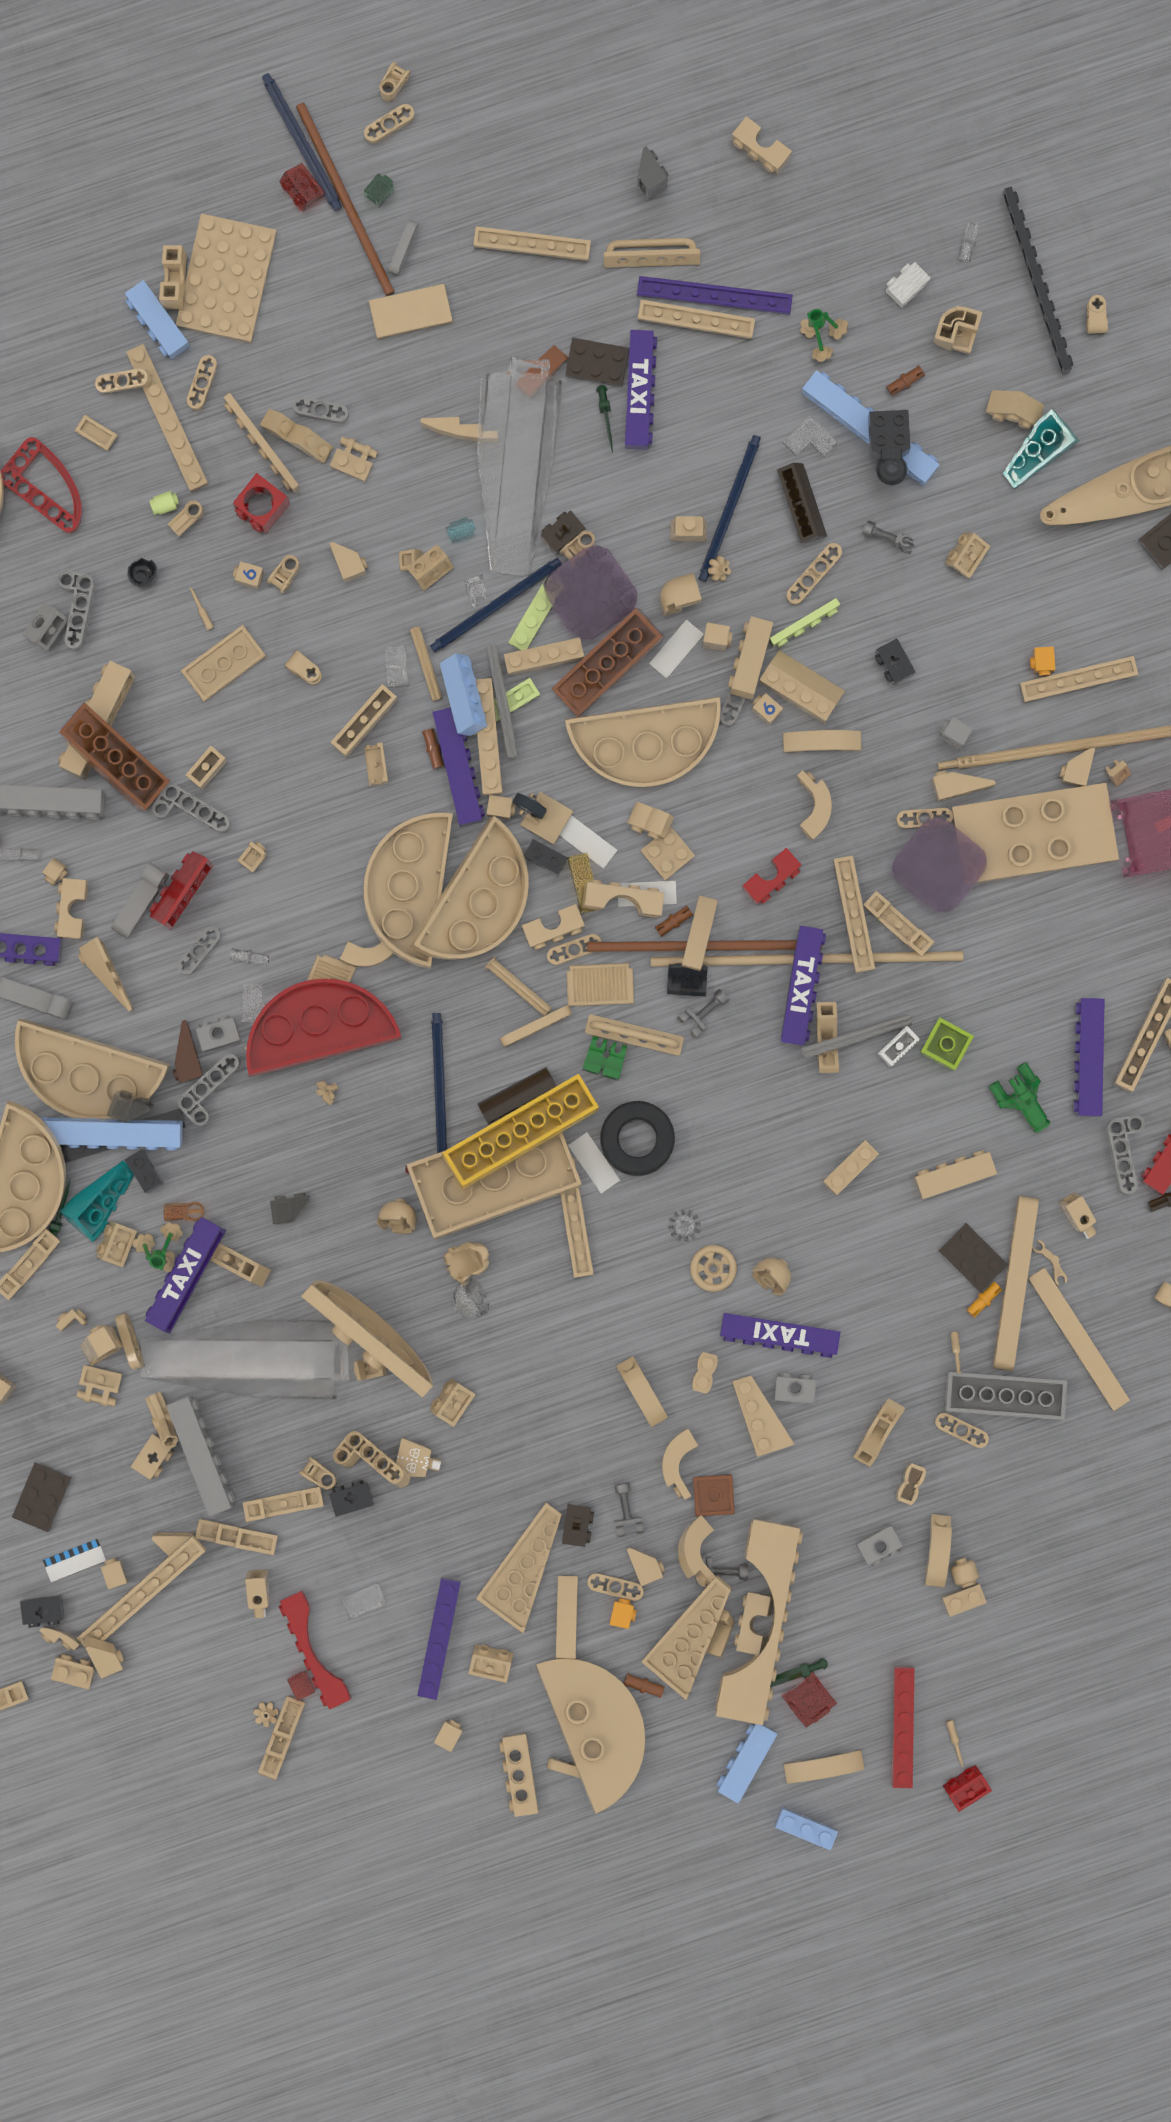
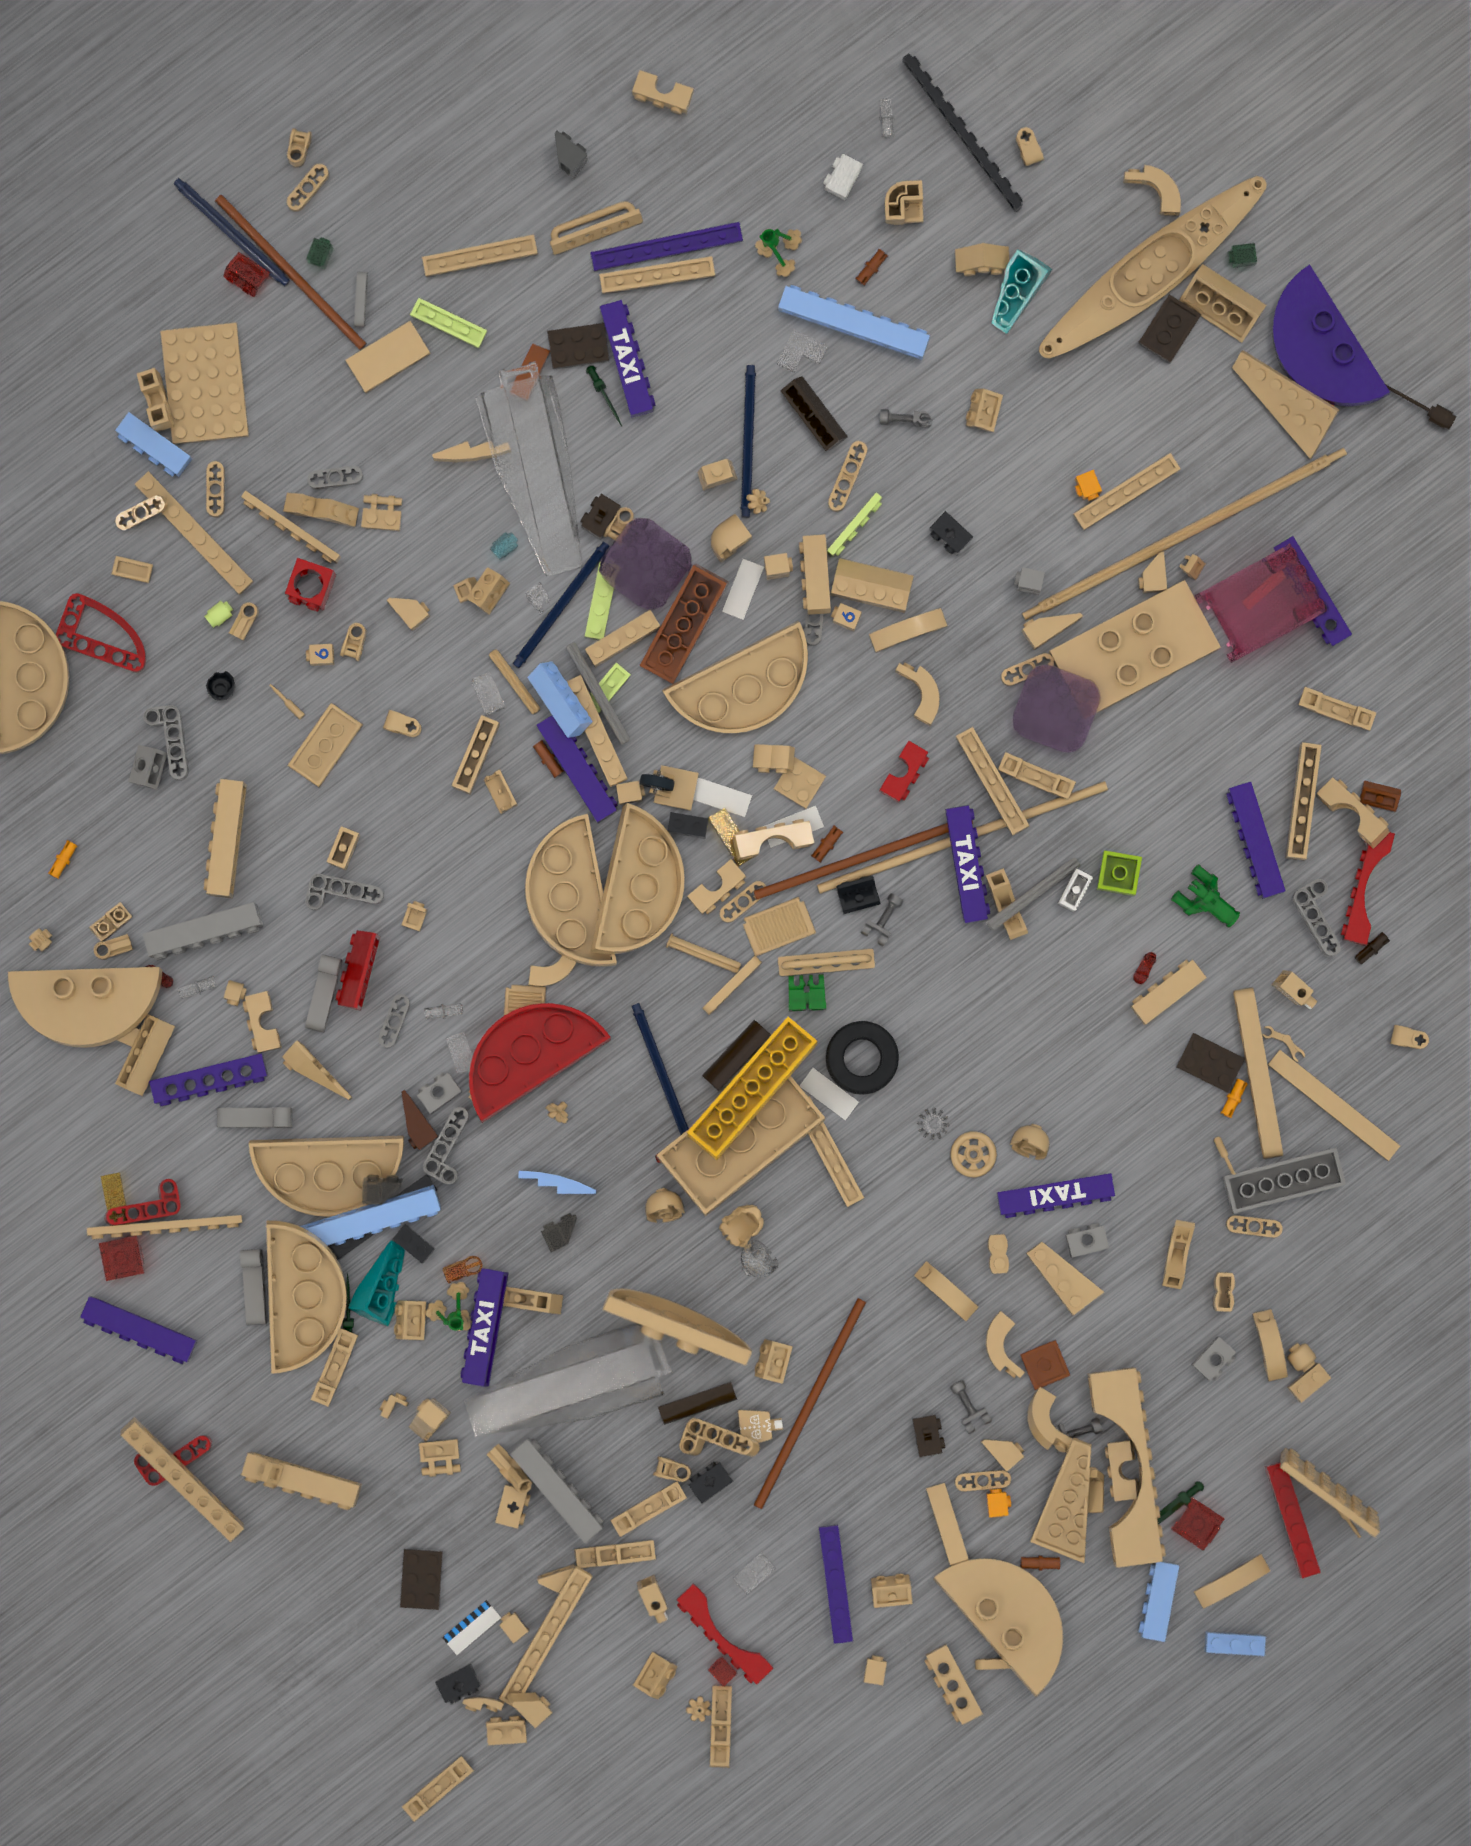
camera: 20 degrees left, 0 degrees up
(114, 757) = (255, 868): dark orange slope -> none
(129, 1341) = (454, 1406): tan beam -> none
(234, 1668) = (655, 1676): none -> tan bracket
(308, 1163) = (563, 1184): none -> light blue slope
(365, 1371) = (682, 1358): tan bracket -> none
(365, 1417) = (697, 1403): none -> dark brown brick
(473, 1455) = (810, 1402): none -> dark orange piece
(480, 298) = (448, 323): none -> yellowish green plate
(517, 1579) = (889, 1506): tan wing -> none
(699, 933) = (855, 847): tan slope -> none
(850, 1167) = (1069, 1017): tan arch -> none
(889, 443) = (877, 331): black brick -> none
(939, 1145) = (1142, 972): none -> clear red piece
(948, 1714) = (1328, 1491): none -> tan plate
(967, 1788) = (1371, 1556): red bracket -> none

